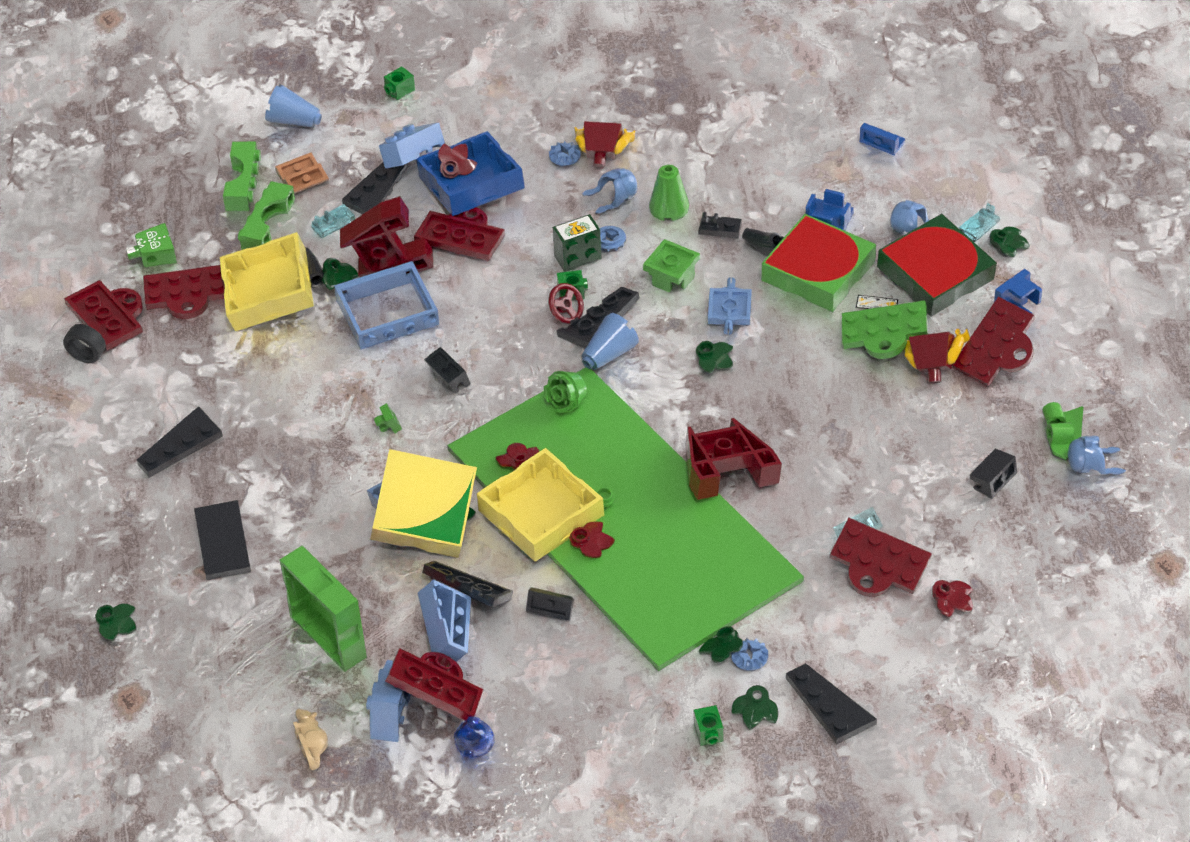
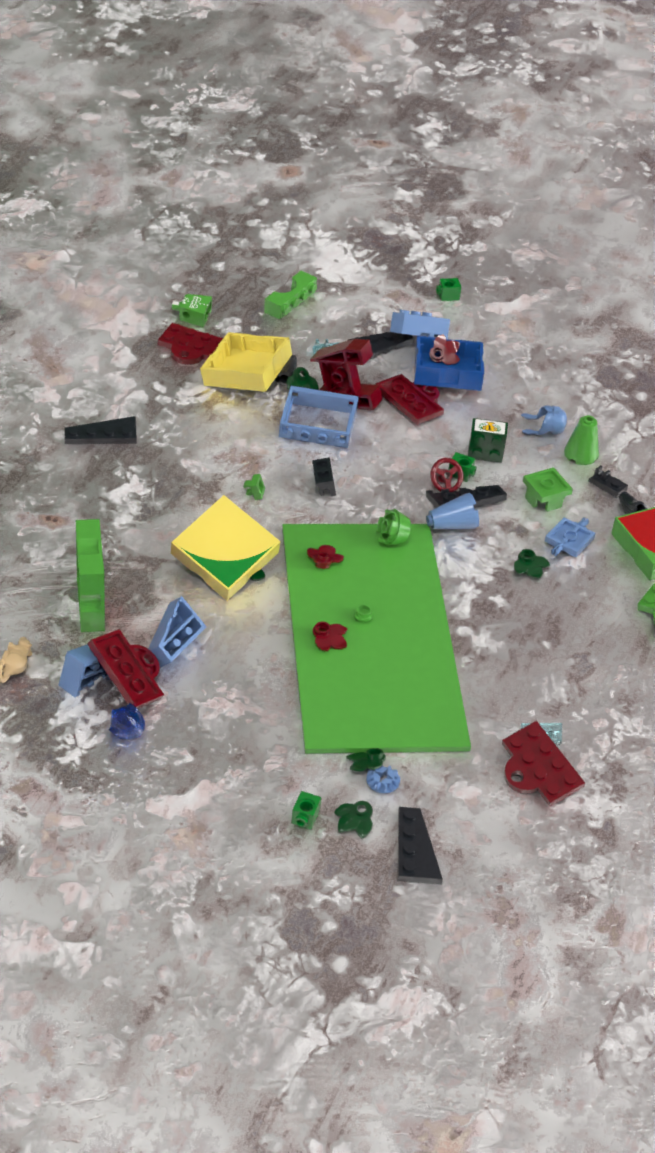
camera: 25 degrees right, 5 degrees down
(90, 337) = (93, 341): black tyre -> none
(108, 311) = (129, 333): dark red plate -> none
(222, 540) = (74, 503): black tile -> none
(274, 201) = (299, 319): bright green arch -> none
(291, 109) = (358, 269): medium blue cone -> none
(302, 173) = (334, 312): nougat slope -> none
(473, 586) = (214, 619): black wing -> none
(540, 504) = (310, 592): light yellow tile -> none
(549, 603) = (262, 663): black plate -> none
(561, 158) = (526, 386): medium blue gear -> none
(602, 141) = (565, 388): dark red torso -> none
(615, 234) = (523, 449): medium blue gear -> none
(726, 451) = (478, 627): dark red wedge -> none
(954, 598) = (580, 826): dark red plate -> none

